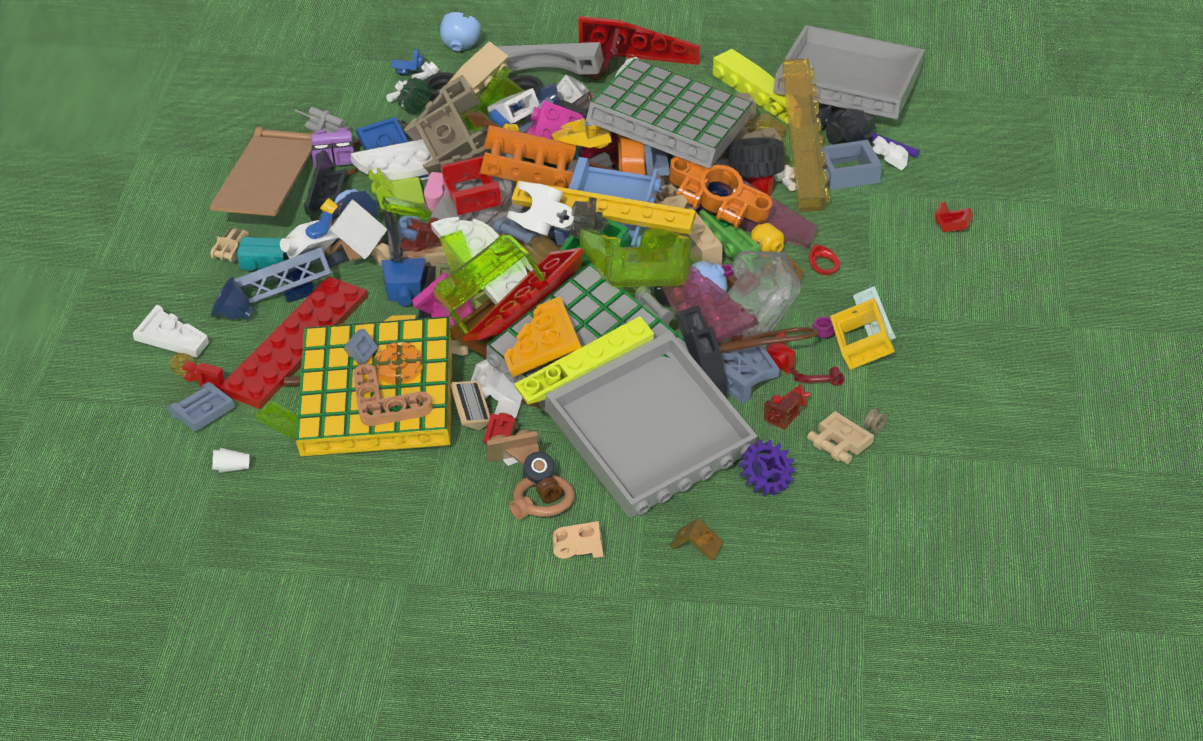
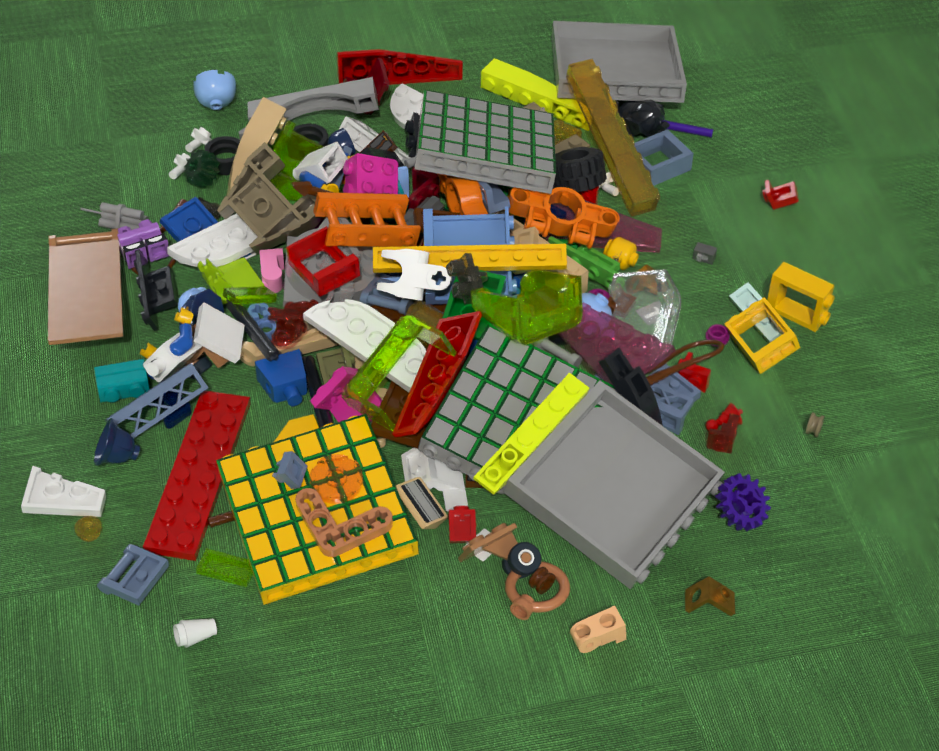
camera: 20 degrees left, 5 degrees up
(203, 373) = (120, 536): red plate -> none
(228, 244) = (80, 378): tan arm -> none
(405, 66) = (173, 137): blue bracket -> none
(455, 249) = (345, 341): clear neon green tile -> none
(543, 339) = (480, 418): light orange plate -> none
(582, 135) = (408, 181): yellow plate -> none
(824, 252) = (680, 255): red piece -> none
(835, 377) = (752, 386): dark red piece -> none
(844, 432) = (793, 445): tan plate -> none
(851, 256) = (704, 253): none -> flat silver piece
(892, 153) = (695, 138): white plate -> none
(910, 288) = (807, 284): none -> yellow window

